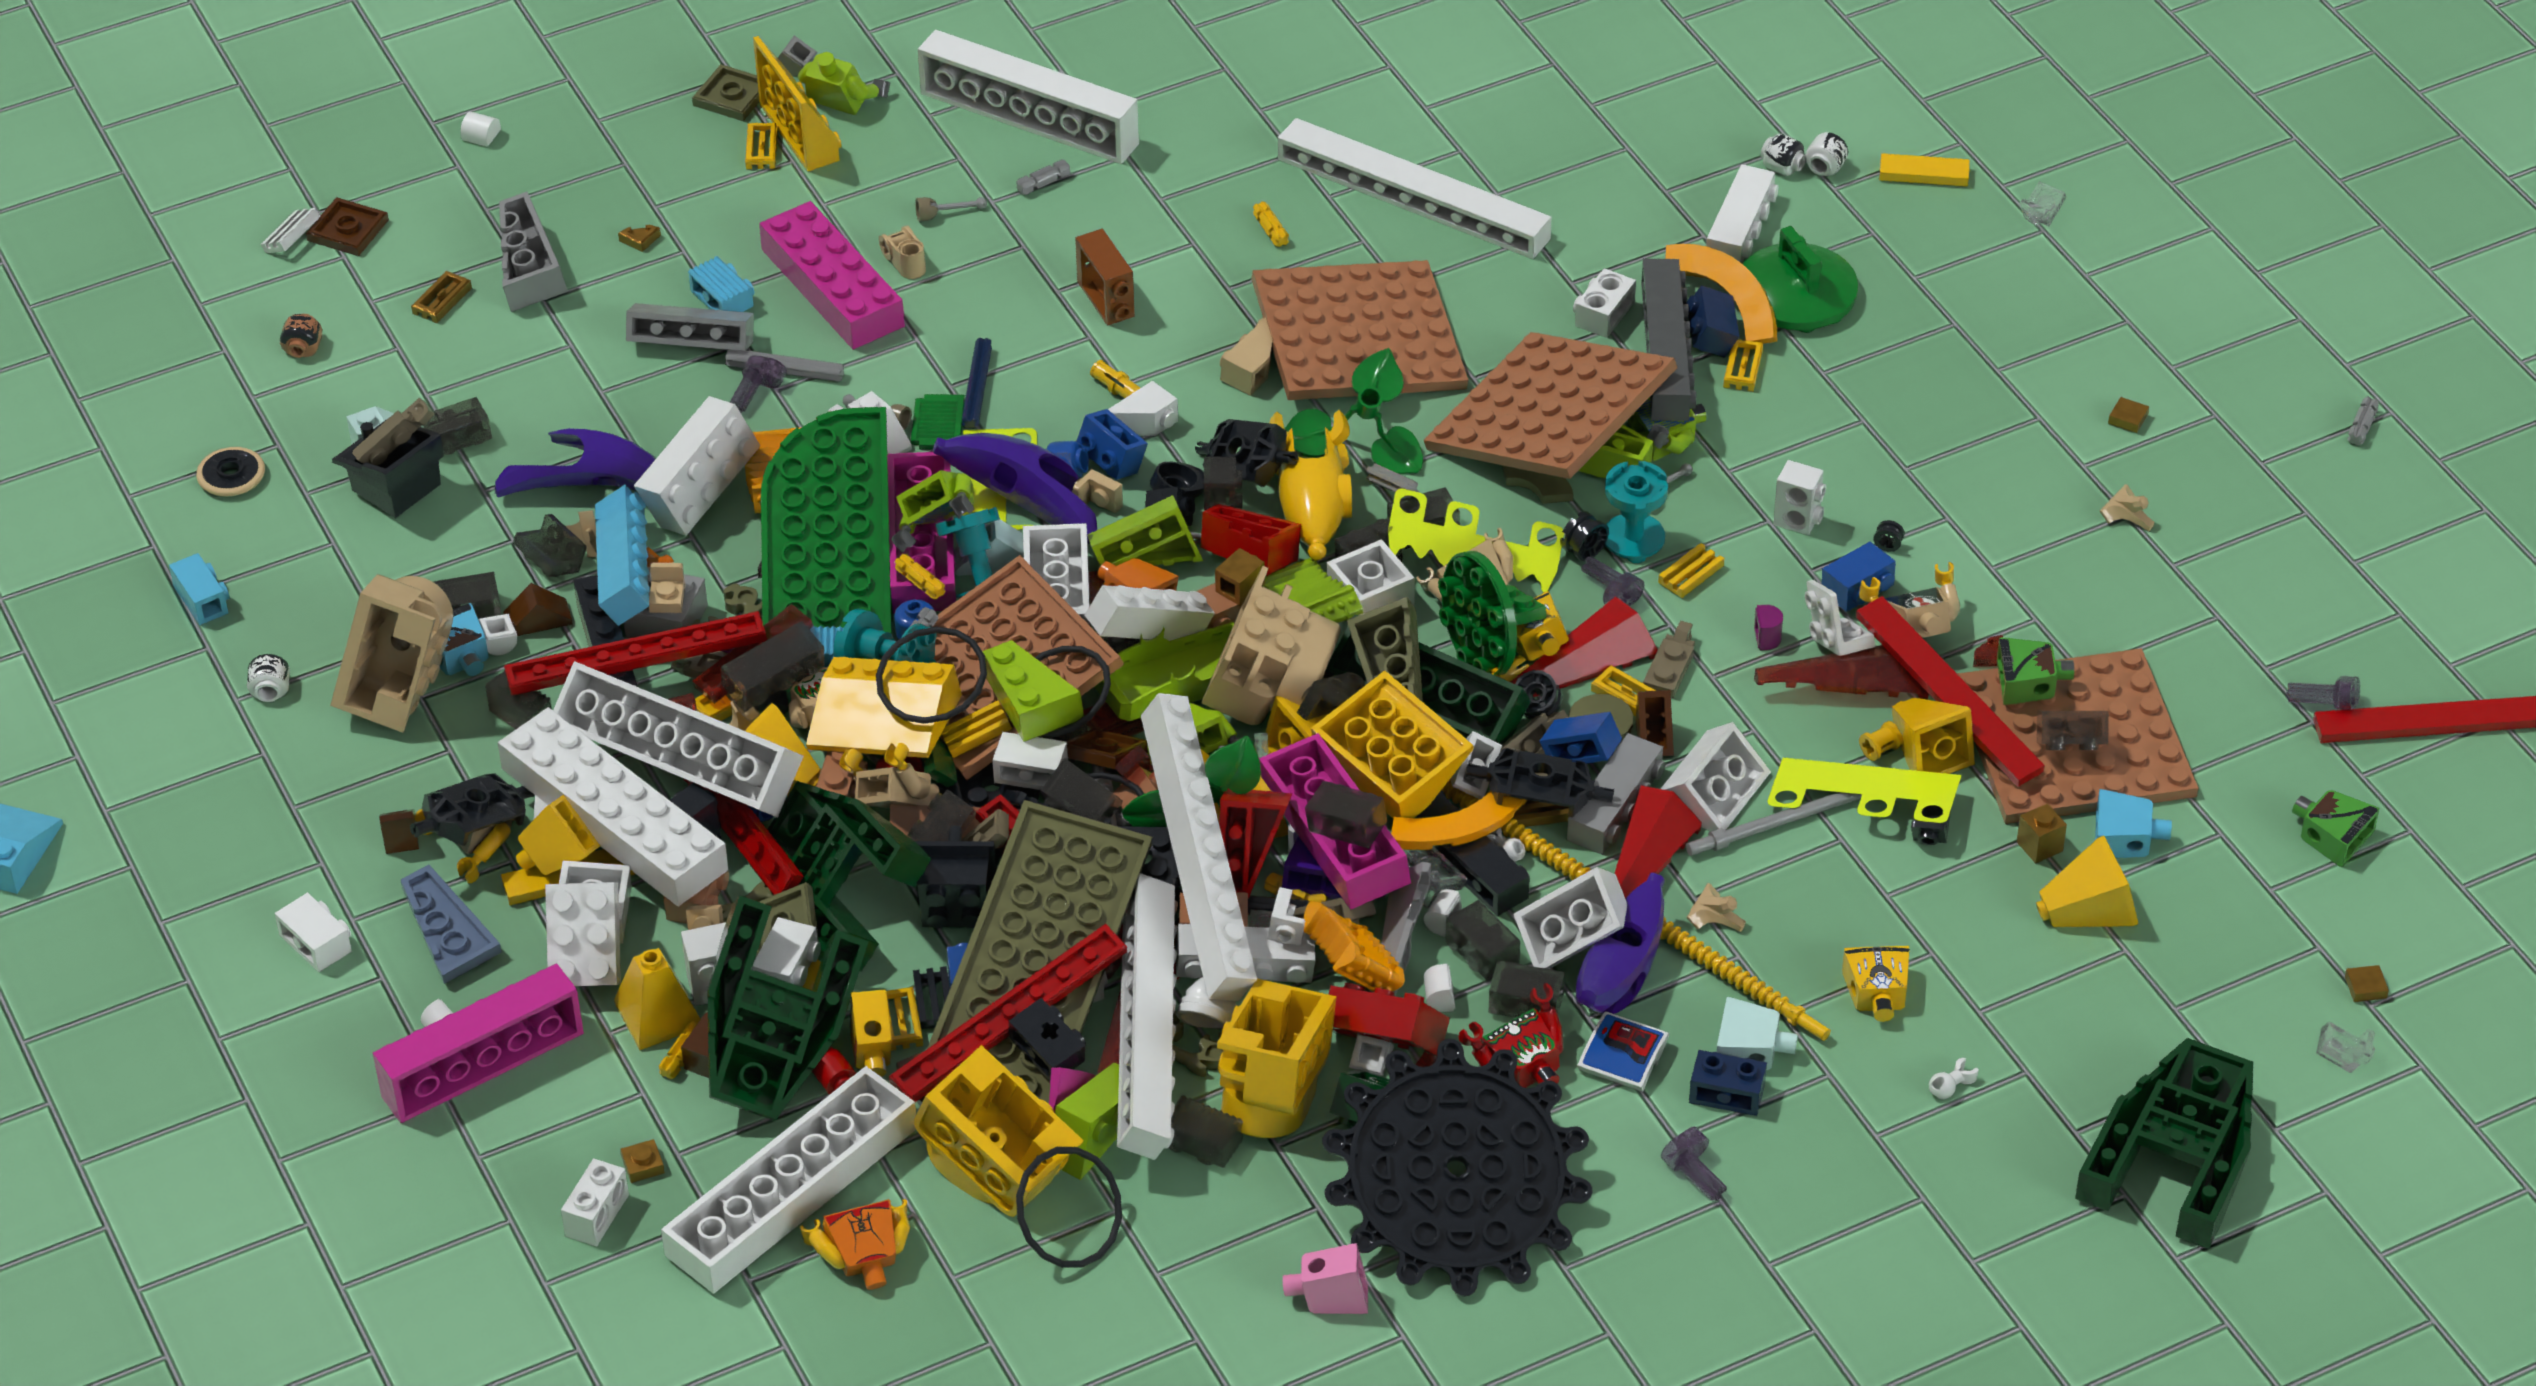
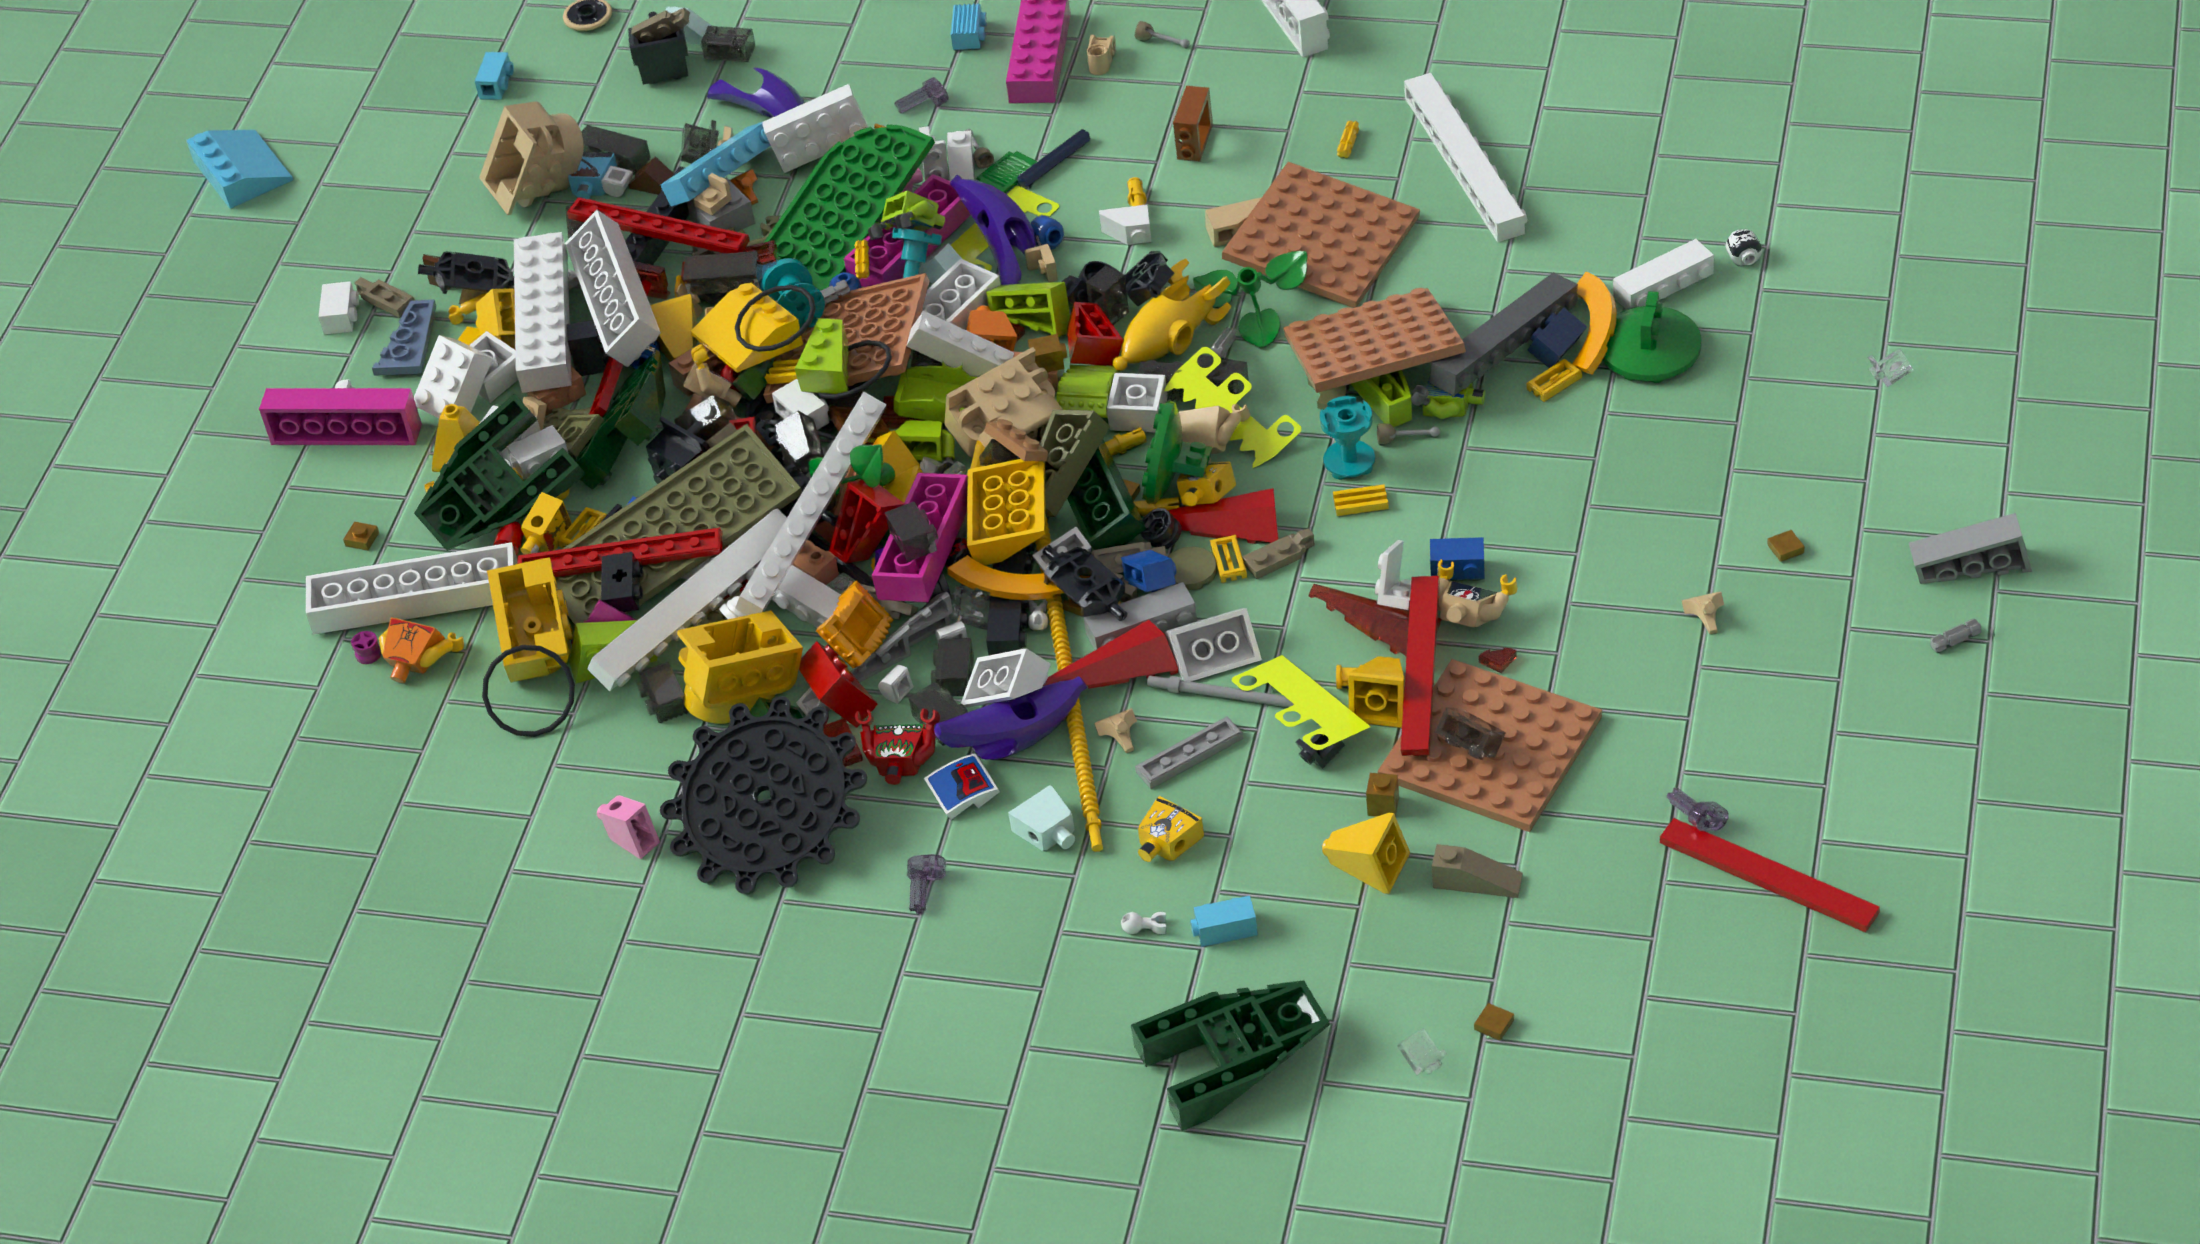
camera: 45 degrees right, 0 degrees up
(268, 677) = (473, 146): white head -> none
(357, 891) = (383, 296): none -> dark tan hinge
(594, 1202) = (305, 544): white brick -> none
(689, 326) = (919, 42): light grey brick -> none
(794, 365) = (958, 94): light grey axle -> none
(795, 1265) = (366, 647): none -> magenta wheel
(1043, 177) = (1240, 43): light grey axle -> none
(1112, 444) = (1080, 234): blue brick -> none
(1283, 924) = (831, 581): white bracket -> none
(1346, 669) = (1016, 440): none -> medium nougat plate
(1584, 536) = (1308, 441): black wheel -> none
(1604, 302) = (1500, 290): white brick -> none
(1624, 586) = (1300, 485): piece -> none
(1655, 719) = (1215, 586): reddish brown slope -> none
(1727, 1082) = (999, 841): dark blue brick -> none
(1768, 626) = (1361, 563): magenta brick -> none
(1799, 497) = (1472, 484): white brick -> none
(1804, 897) = (1189, 752): none -> light grey tile
(1826, 154) = (1772, 260): white head -> none
(1892, 529) = (1514, 543): black bush -> none
(1924, 169) = (1837, 304): yellow tile -> none
(2029, 670) = (1490, 680): bright green torso -> none
(2030, 1031) = (1224, 921): none -> medium azure brick
(2128, 824) = (1446, 821): medium azure torso -> none
(2197, 860) = (1471, 872): none -> dark tan slope
(2304, 335) = (1971, 551): none -> light grey wedge
(2336, 824) = (1596, 903): bright green torso -> none

